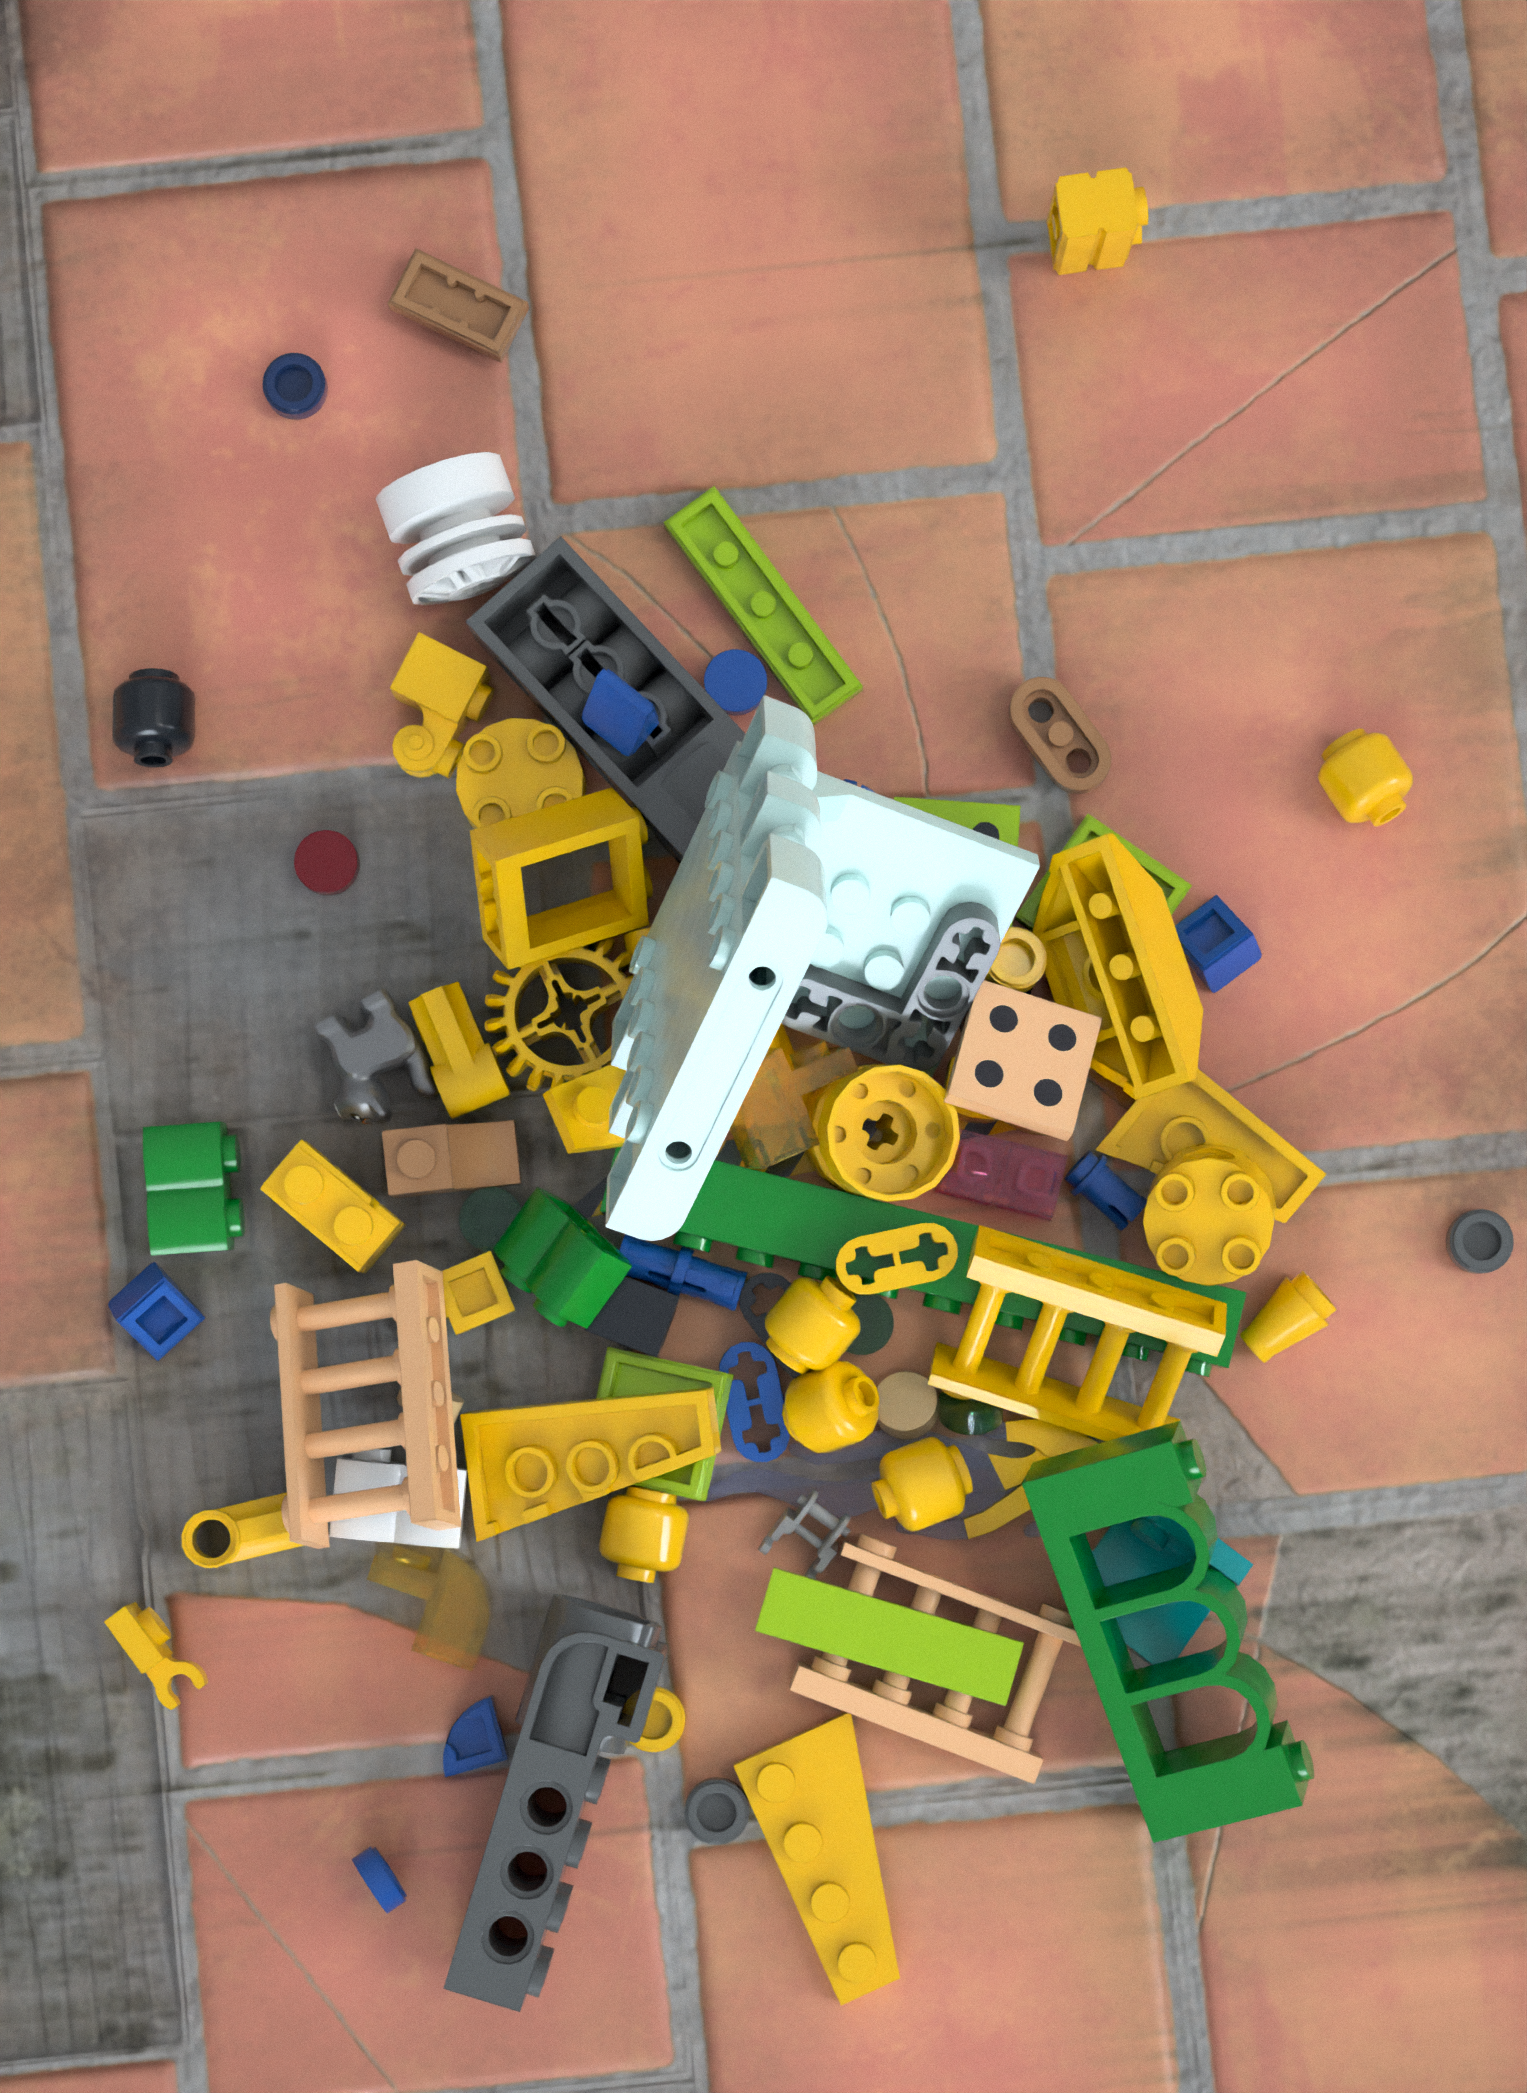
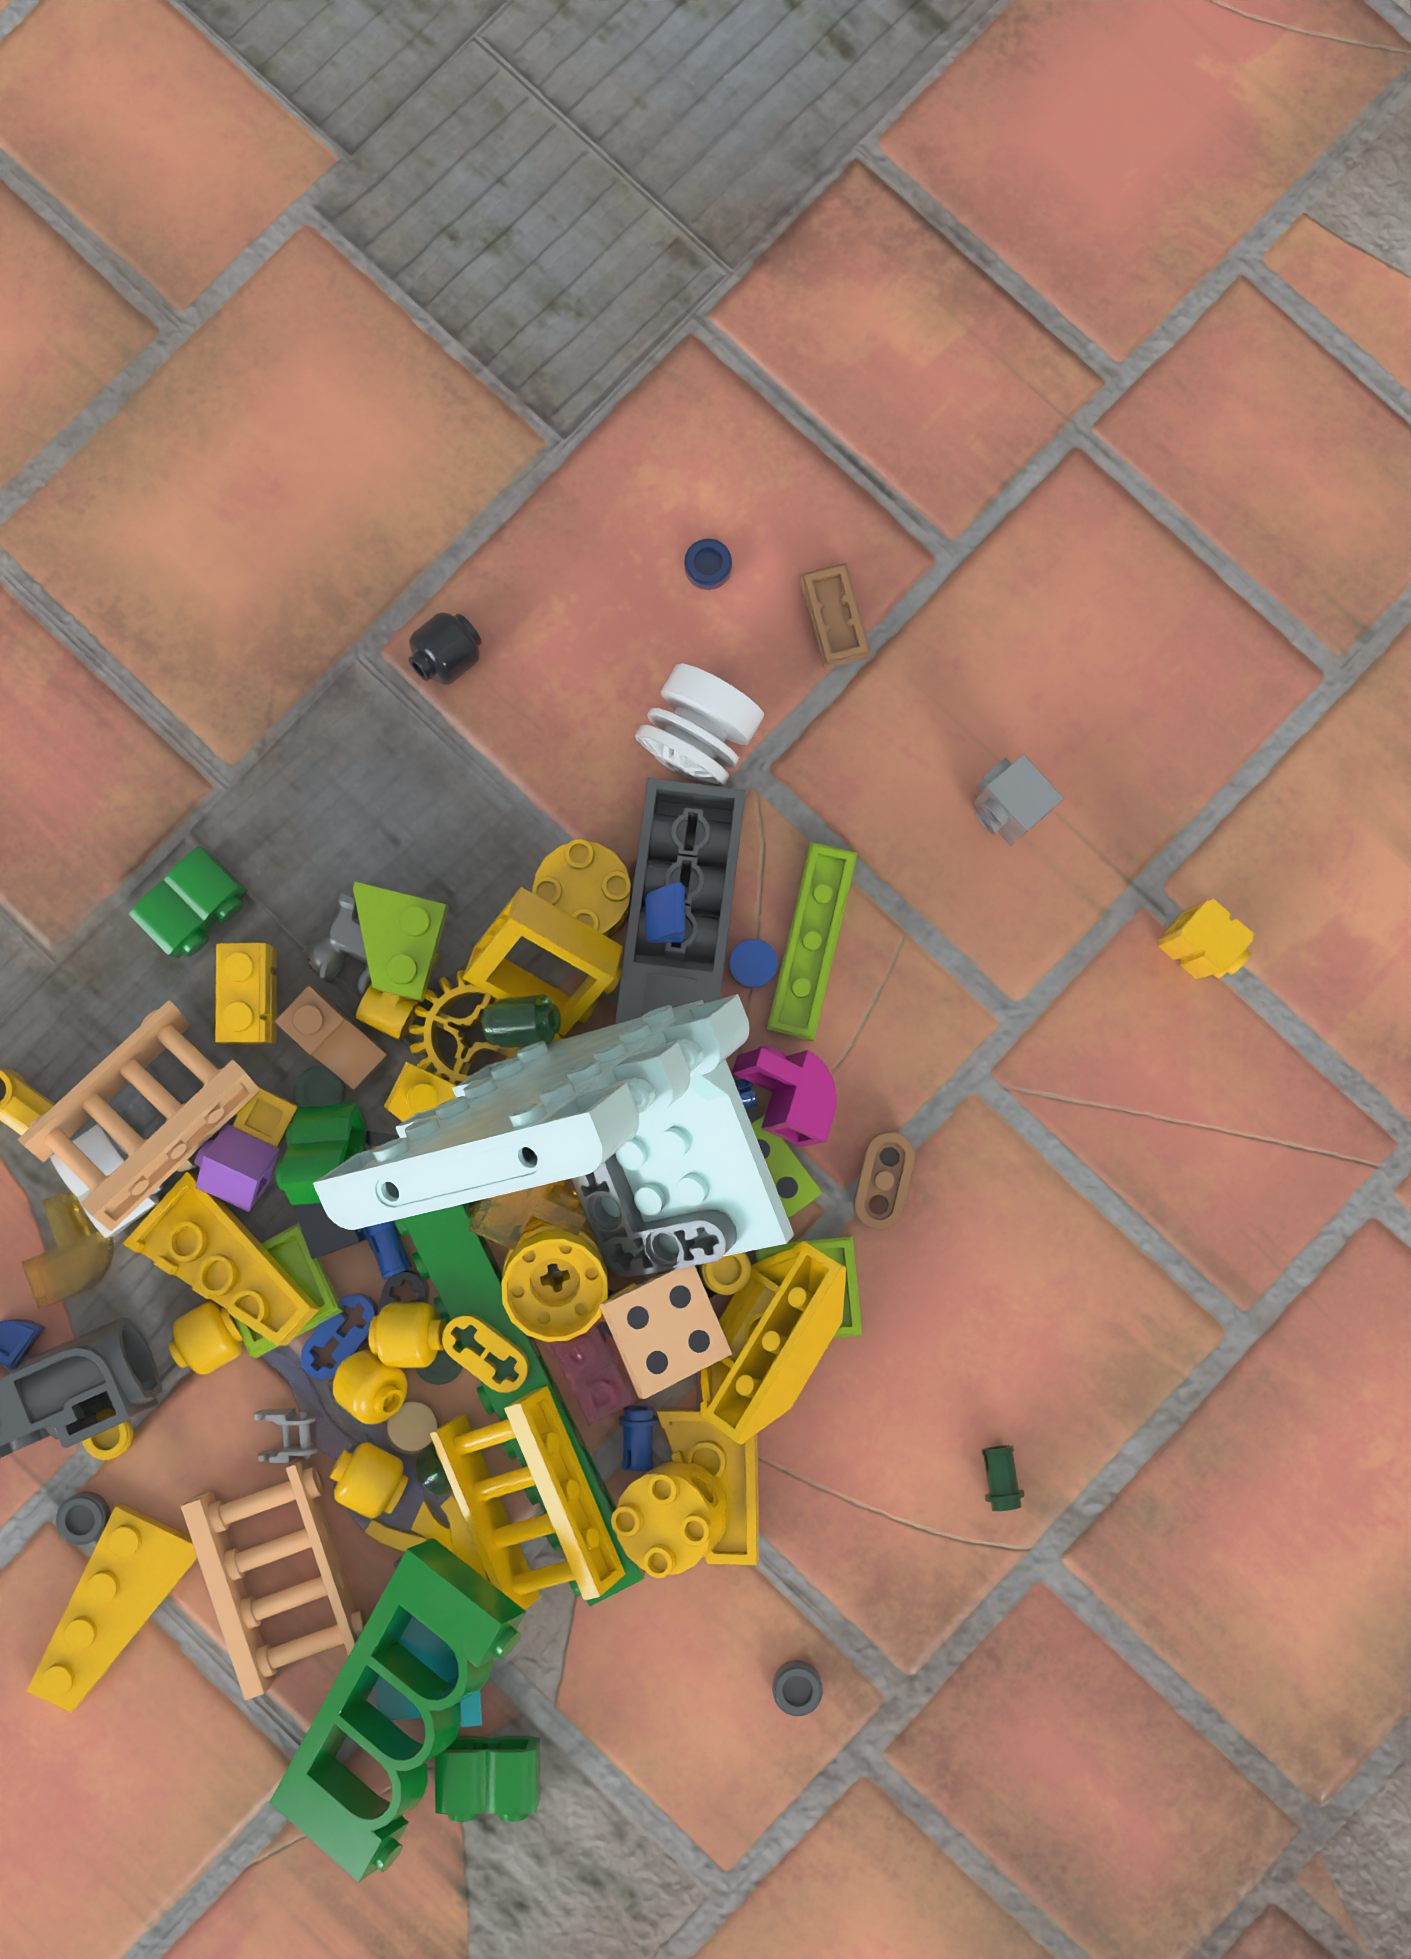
camera: 50 degrees right, 0 degrees up
(155, 1311) = (104, 943): blue slope -> none
(326, 862) = (446, 819): dark red tile -> none
(411, 1002) = (399, 938): none -> lime wing
(449, 693) = (601, 805): yellow brick -> none
(498, 1360) = (236, 1167): none -> medium lavender brick
(600, 947) = (521, 1021): none -> clear green brick
(796, 285) = (1014, 798): none -> light grey brick
(889, 1636) = (262, 1538): lime tile -> none
(905, 742) = (801, 1095): none -> dark pink brick
(1217, 944) = (841, 1378): blue slope -> none
(1289, 1316) = (654, 1612): yellow cone -> none
(1311, 1612) = (488, 1777): none -> green brick
(1365, 777) = (1014, 1384): yellow head -> none
(1445, 868) = (1002, 1478): none -> dark green pin

